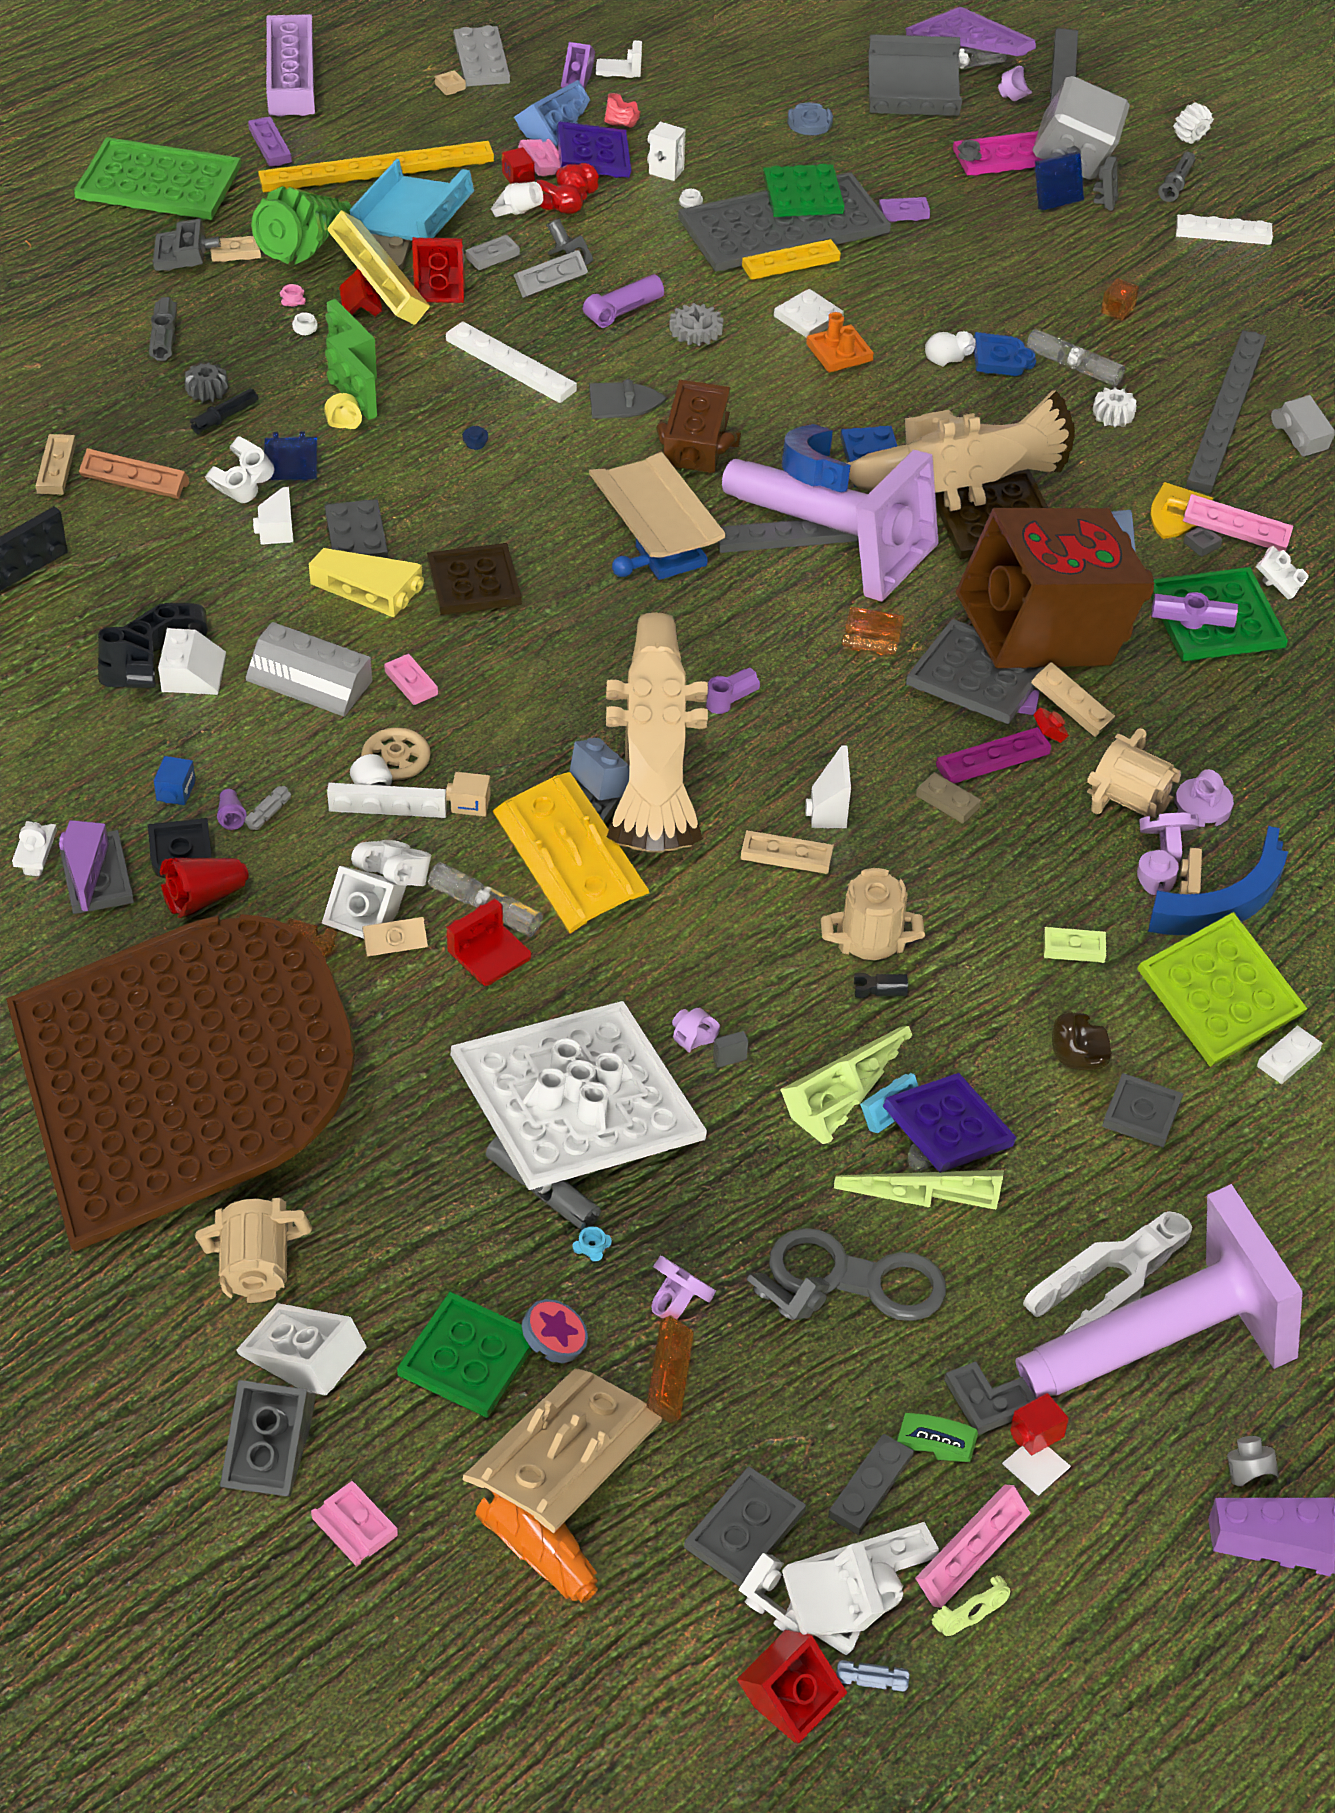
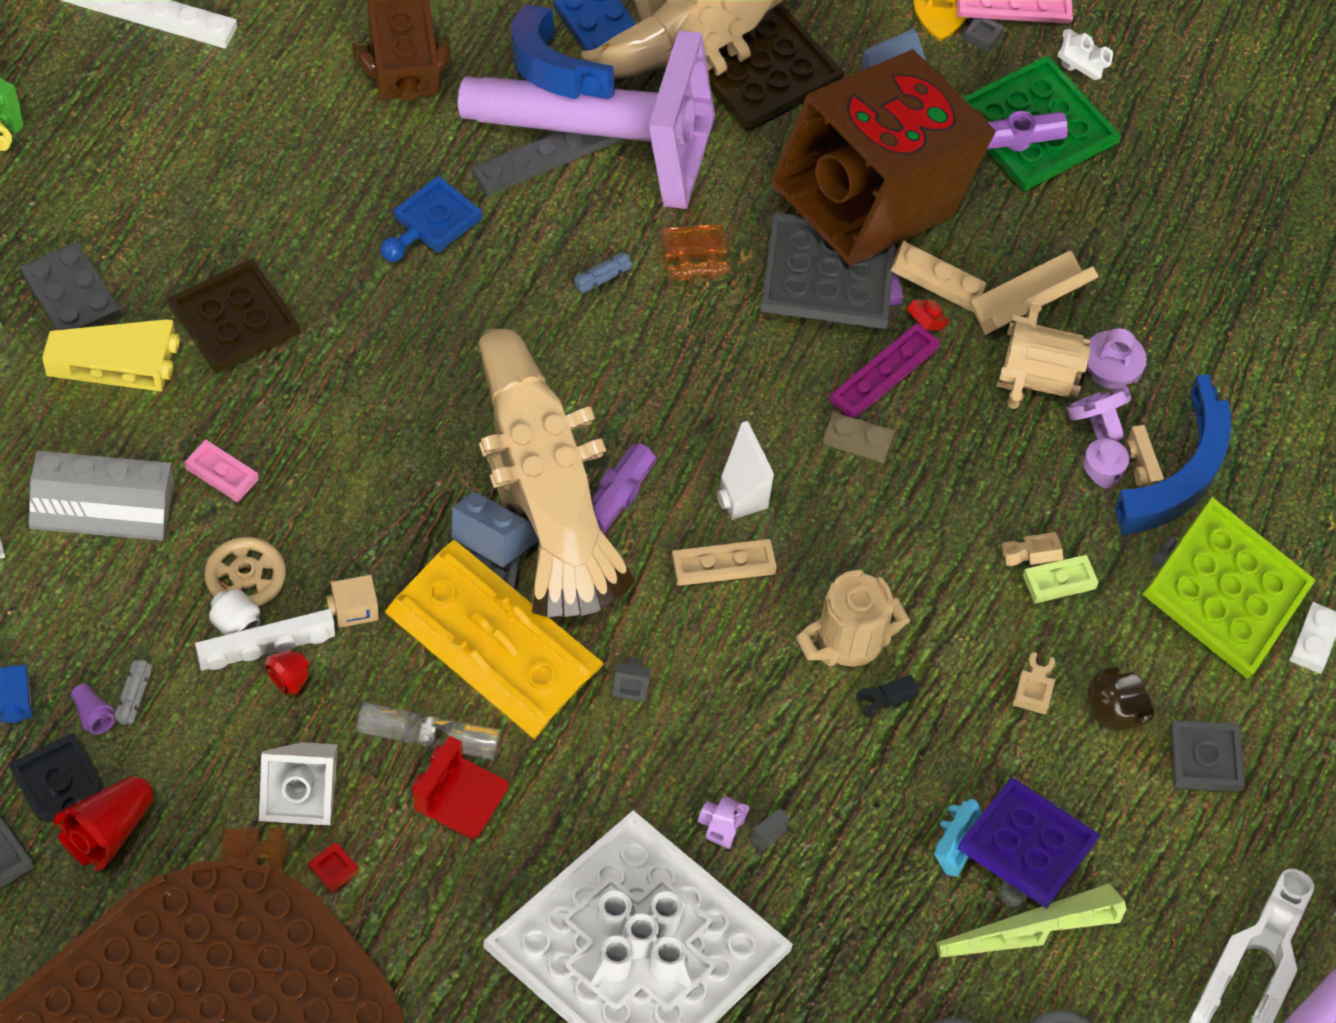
camera: 25 degrees left, 10 degrees up
(362, 969) = (333, 867): none -> red plate
(394, 824) = (287, 671): none -> red cone
(394, 861) = (309, 716): white piece -> none
(394, 936) = (351, 813): tan plate -> none
(475, 437) = (152, 124): dark blue plate -> none
(623, 399) = (294, 25): dark grey shield -> none
(658, 506) = (403, 162): tan hinge -> none
(667, 911) = (631, 680): none -> dark grey tile
(725, 690) = (578, 374): medium lavender piece -> none
(725, 776) = (621, 485): none -> medium lavender piece
(787, 626) = (602, 272): none -> sand blue axle
(828, 1094) = (890, 844): yellowish green wedge -> none
(1013, 1017) = (1035, 687): none -> tan plate
(1060, 917) = (1037, 549): none -> tan plate
(1161, 730) = (1040, 284): none -> tan panel

